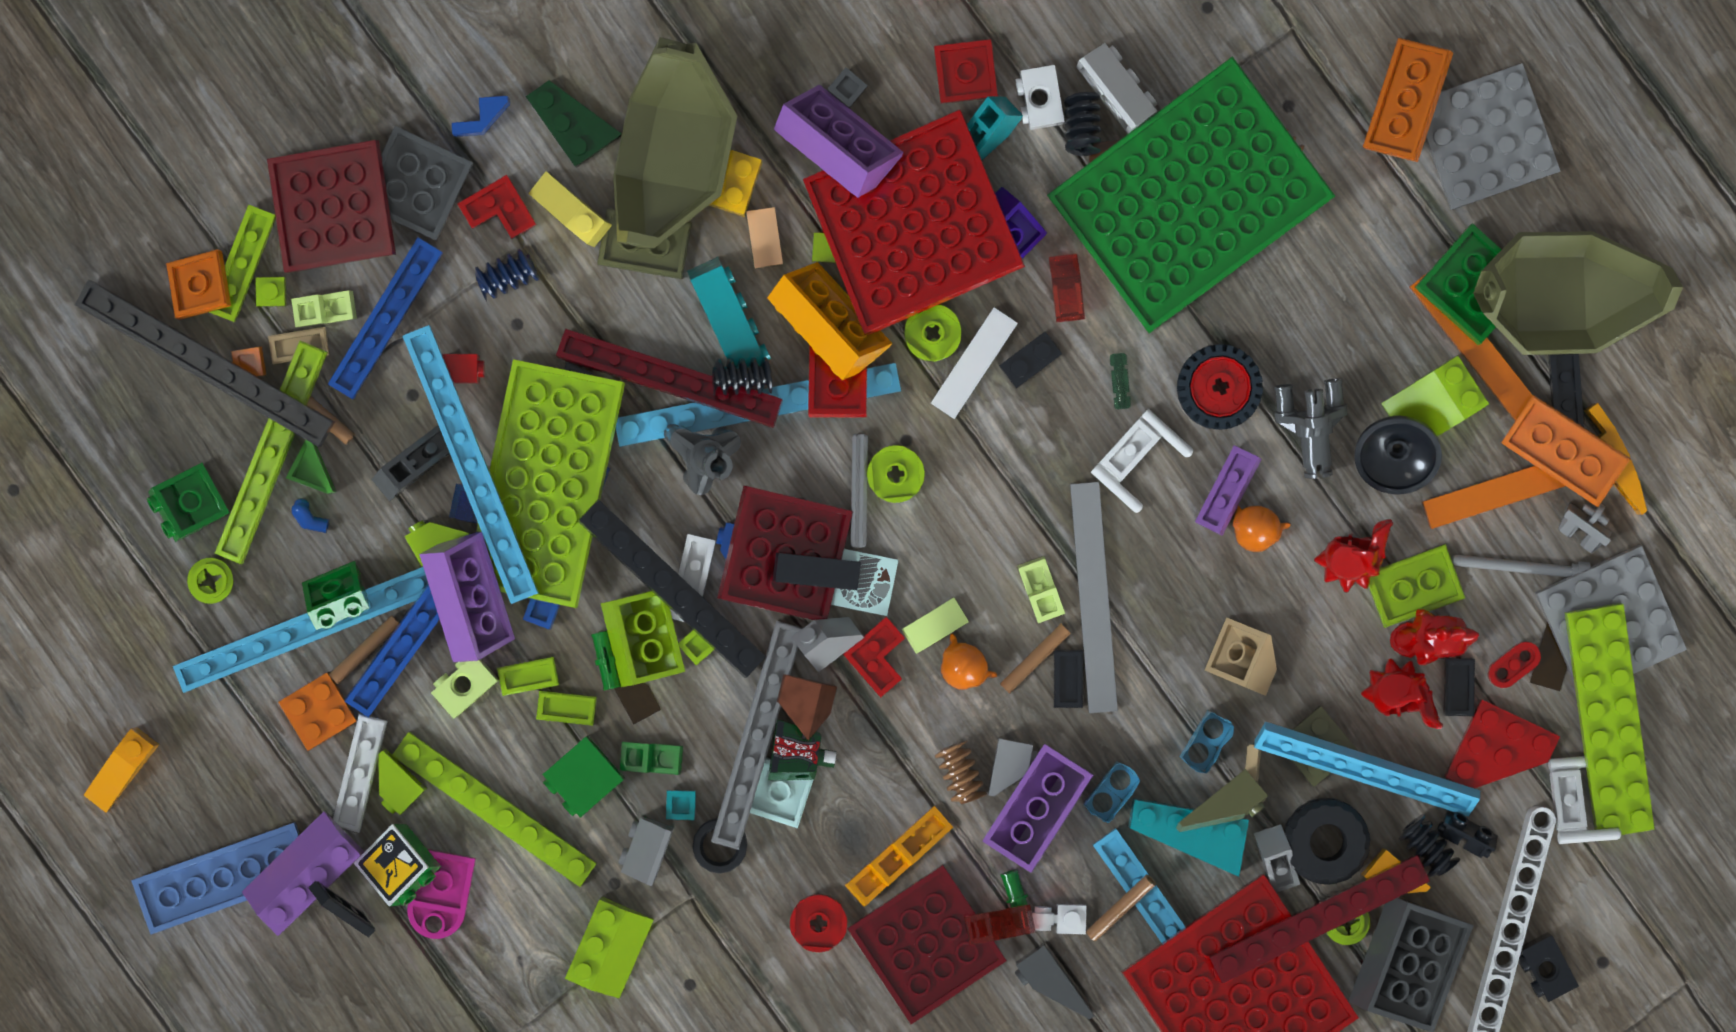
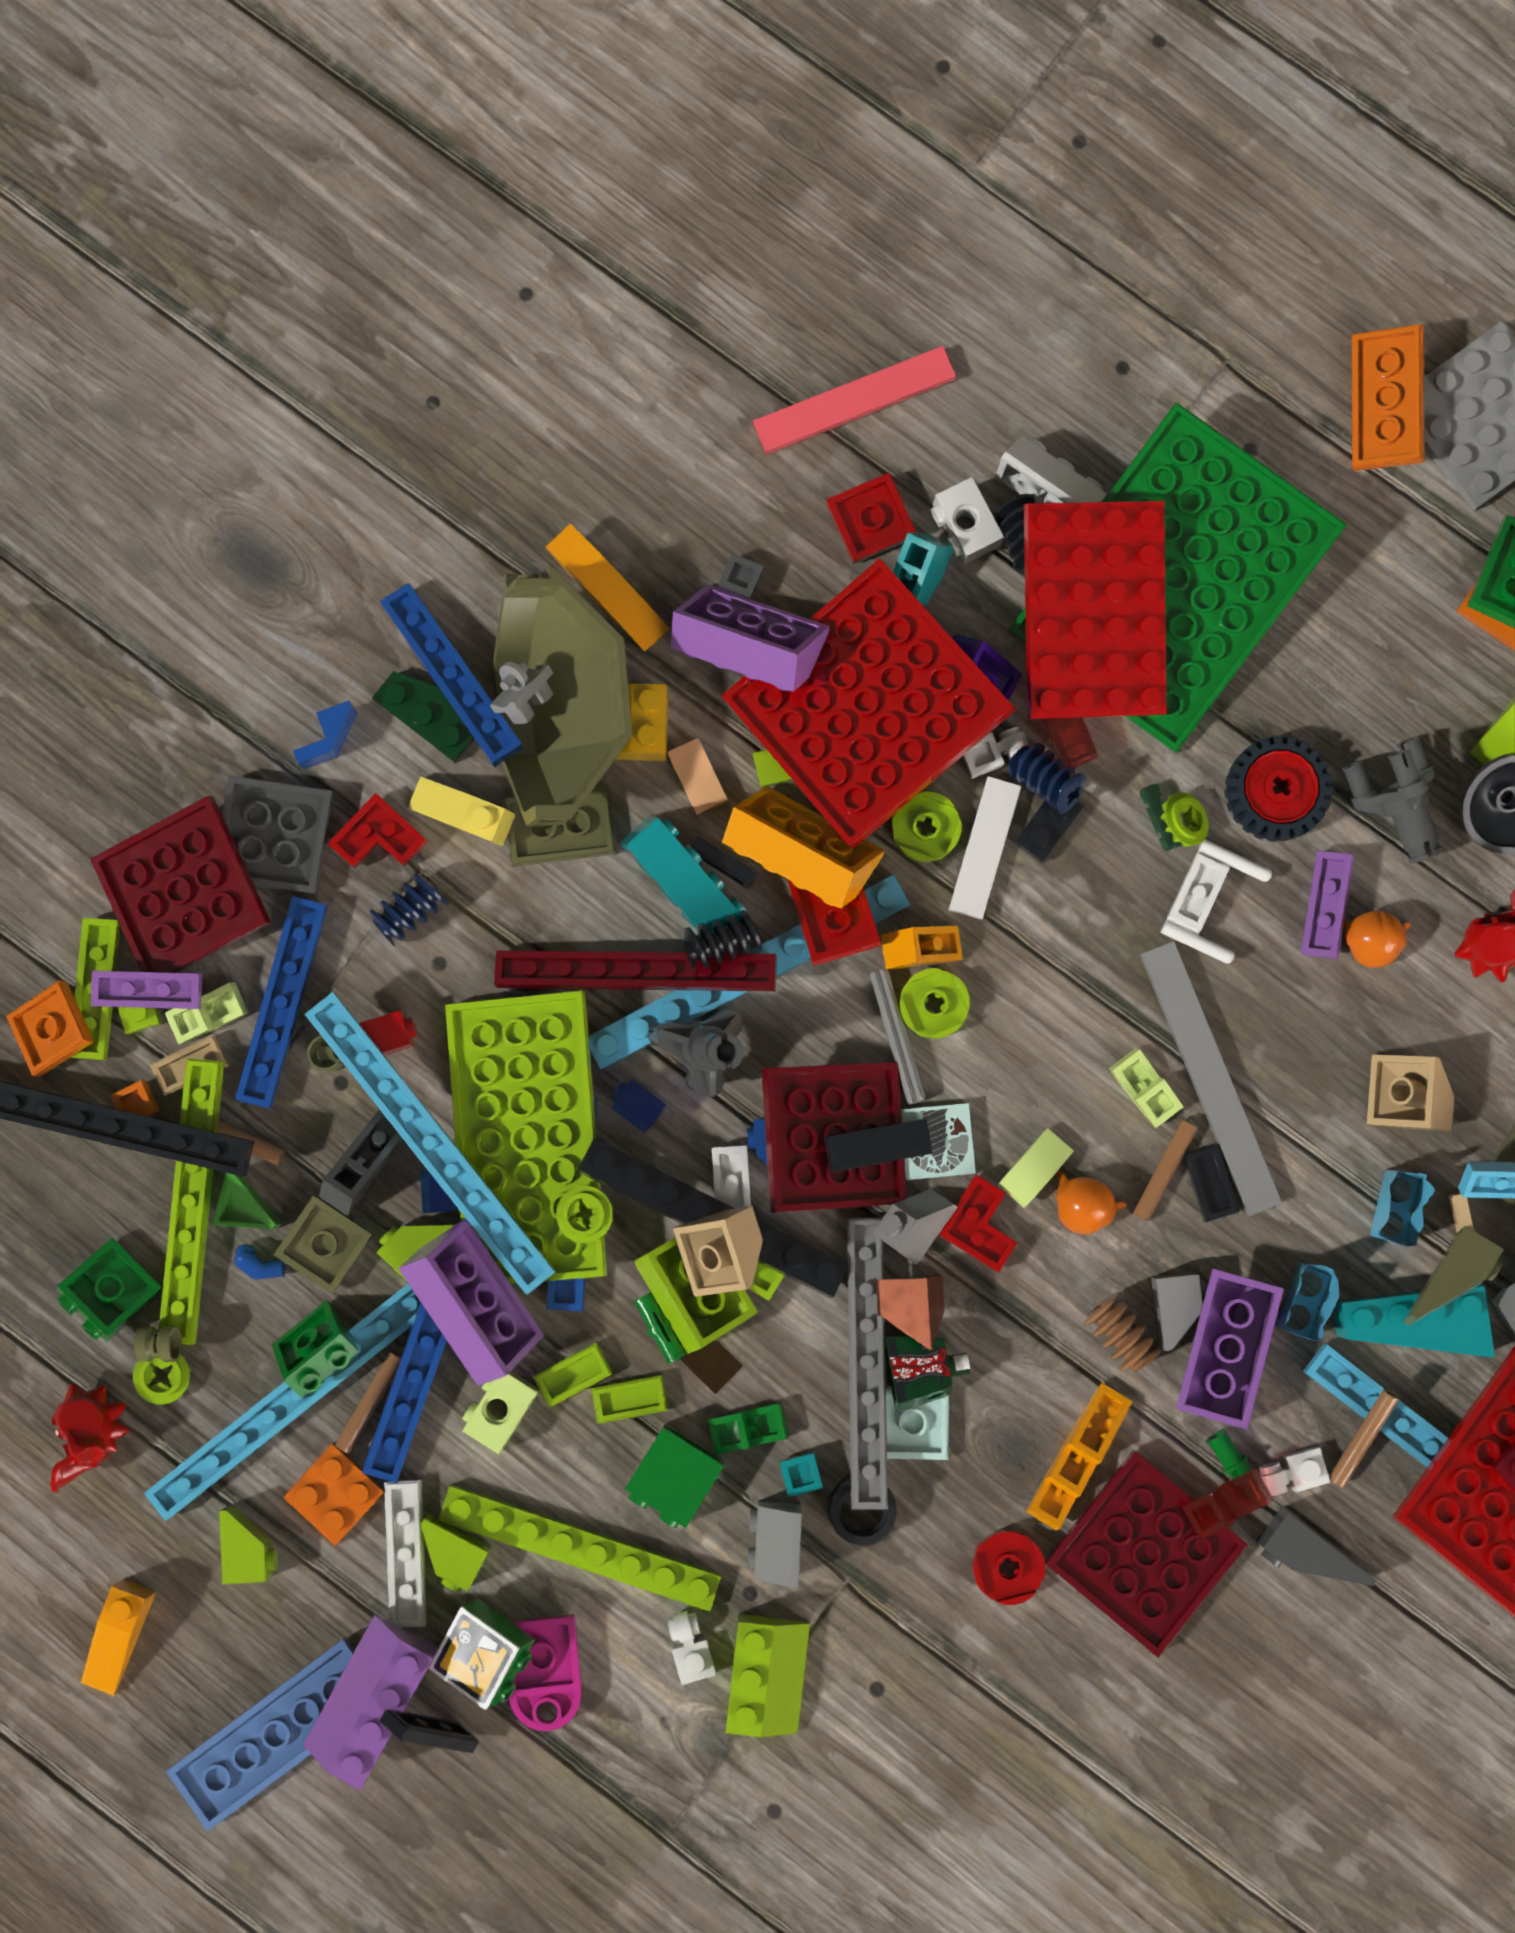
camera: 20 degrees left, 5 degrees down
(143, 605) = (89, 1429): none -> red head
(216, 555) = (157, 1343): none -> olive wheel
(238, 732) = (244, 1549): none -> lime slope
(283, 277) = (146, 989): none -> medium lavender plate
(364, 517) = (323, 1244): none -> olive plate
(405, 370) = (320, 1052): none -> olive wheel
(556, 918) = (693, 1656): none -> white plate
(565, 546) = (571, 1204): none -> lime gear
(594, 98) = (451, 674): none -> blue plate
(639, 483) = (637, 1105): none -> clear blue brick
(645, 126) = (519, 686): none -> light grey hips
(669, 615) = (720, 1251): none -> tan slope
(738, 64) = (606, 587): none -> light orange slope
(764, 313) = (724, 863): none -> black tile
(899, 426) = (921, 946): none -> light orange slope
(998, 290) = (987, 754): none -> white plate
(1038, 323) = (1047, 776): none -> dark blue piece
(1115, 204) = (1095, 609): none -> red plate
(1147, 389) = (1194, 817): none -> lime gear

